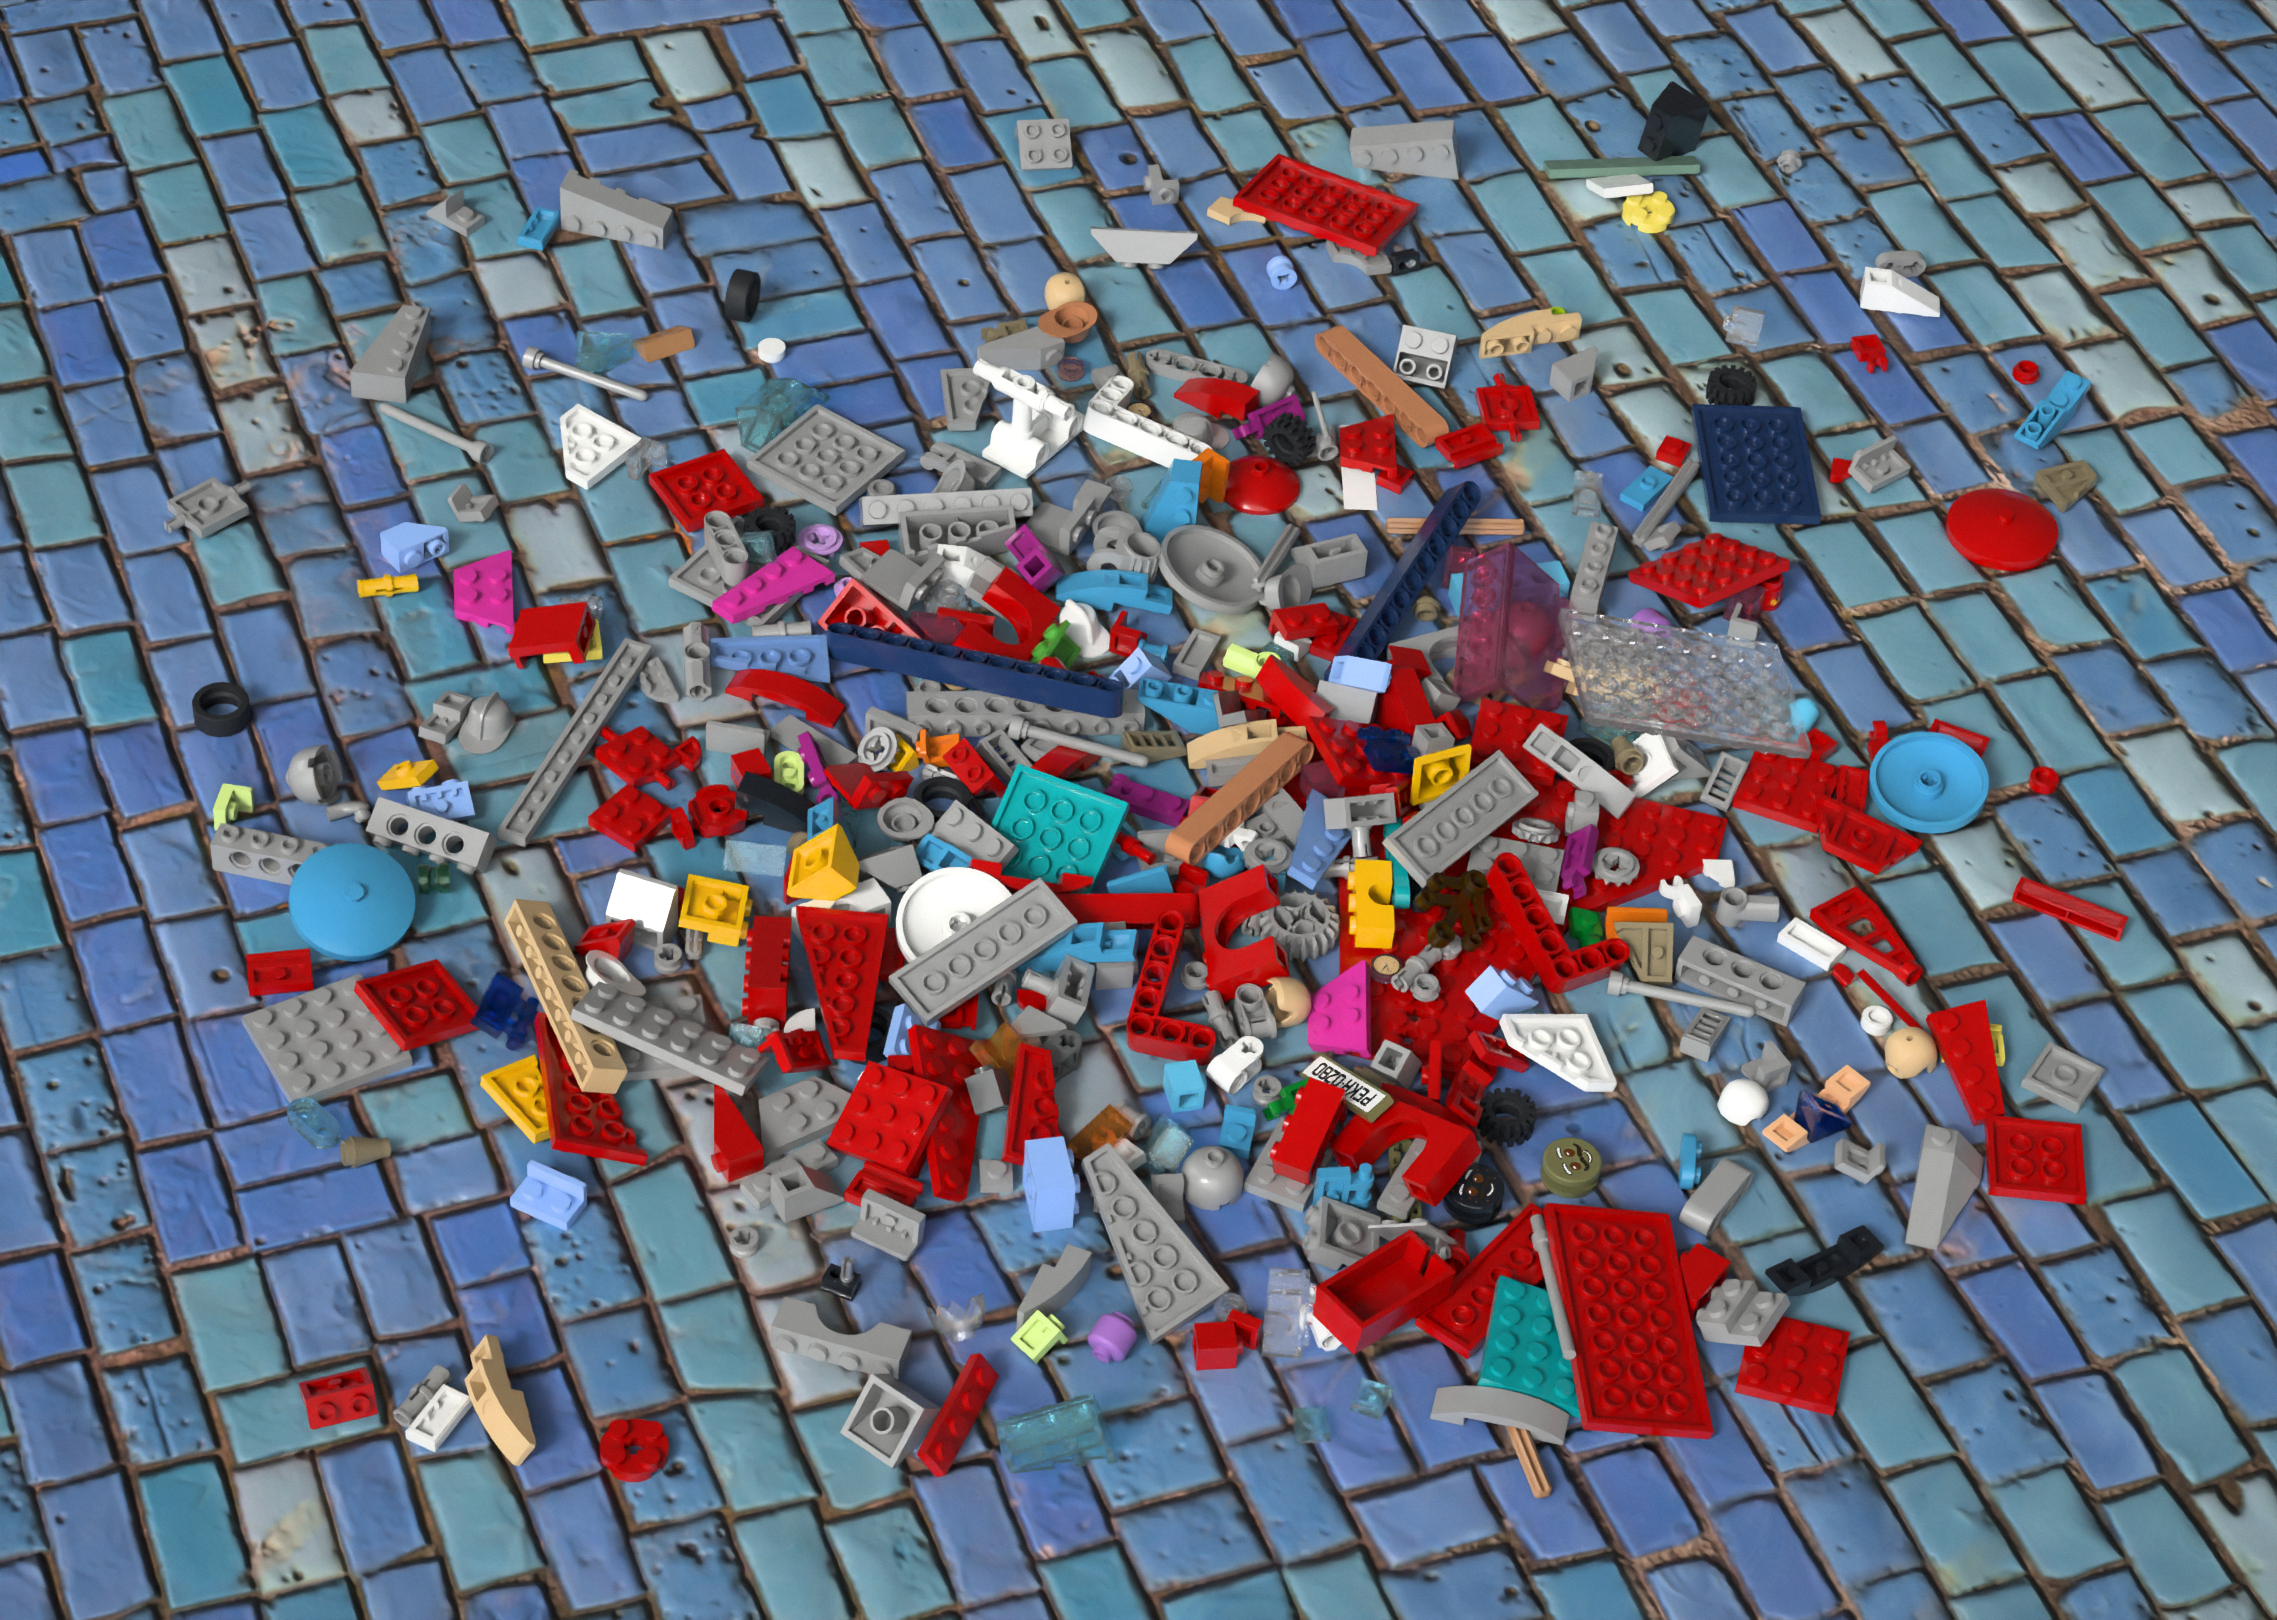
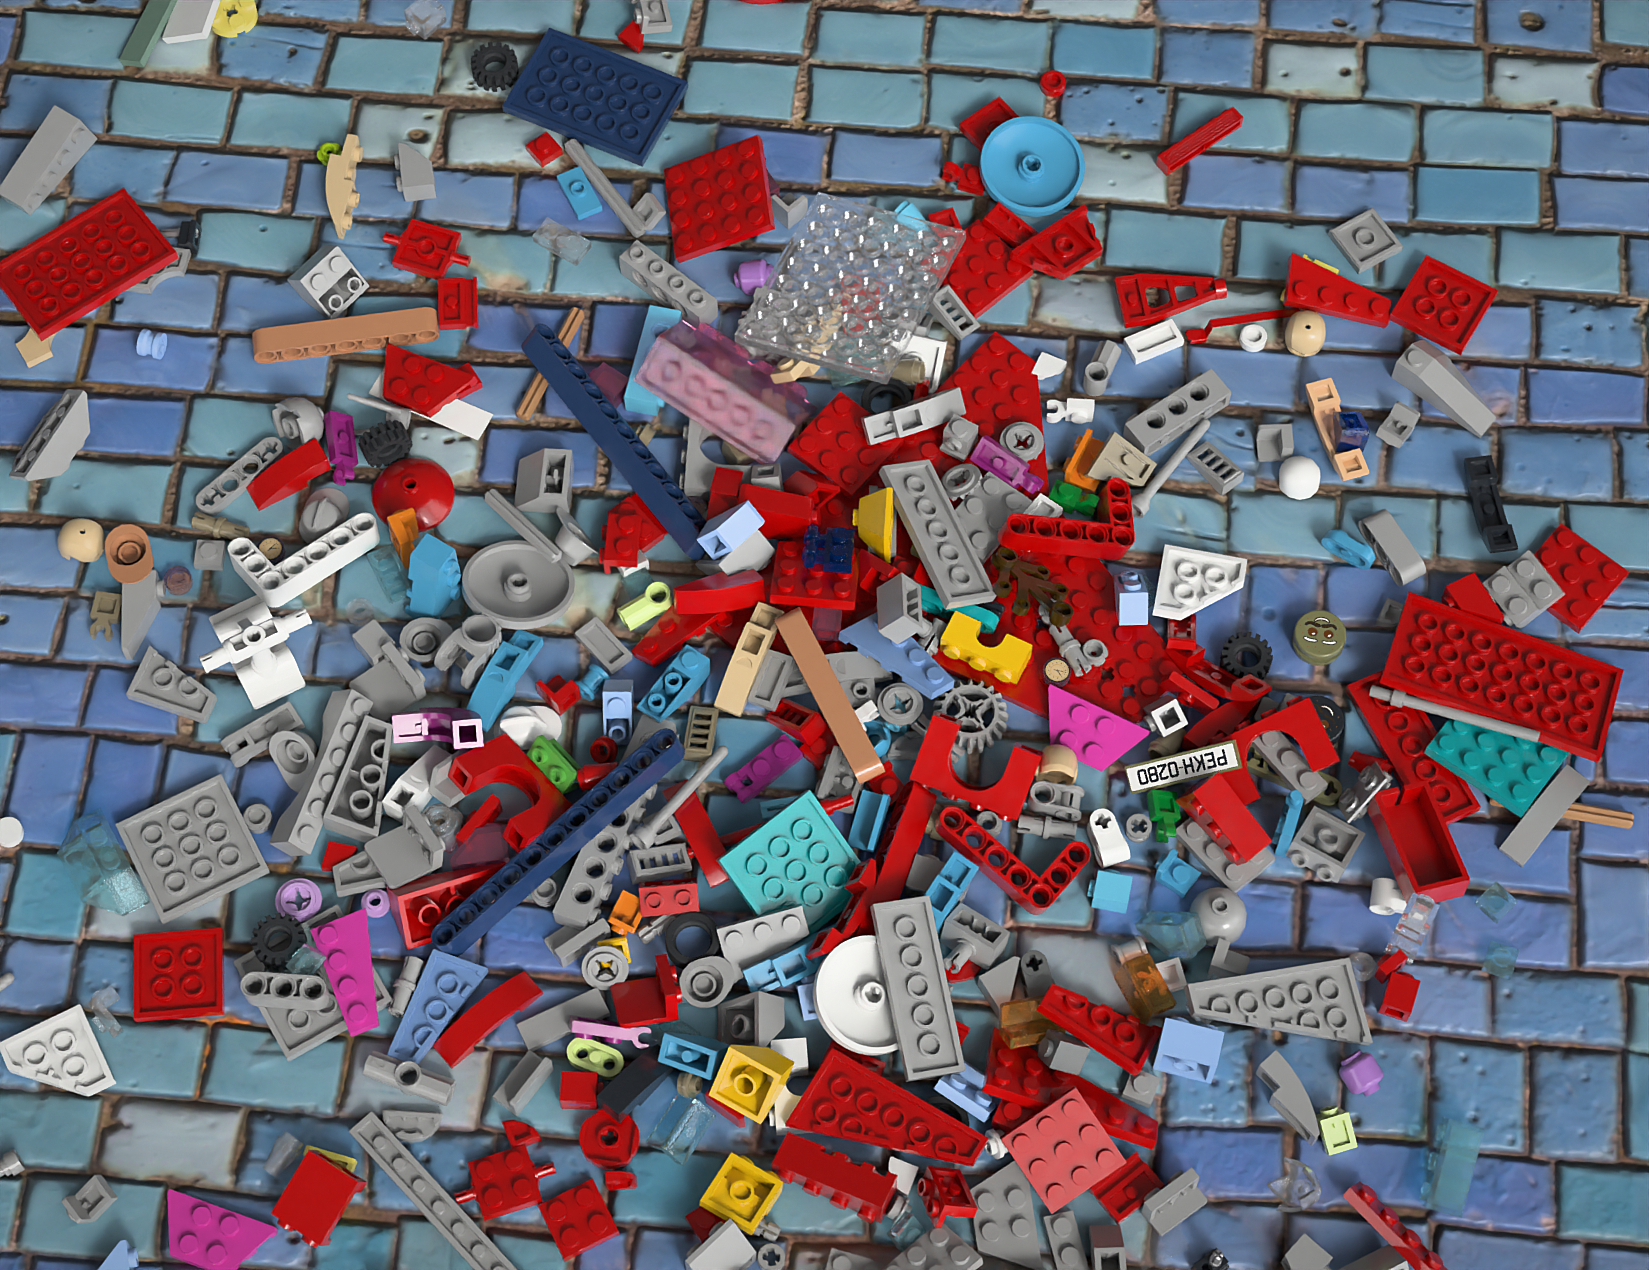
camera: 60 degrees left, 20 degrees up
(1230, 711) = (716, 647): panel -> none
(1431, 738) = (834, 511): light grey brick -> none

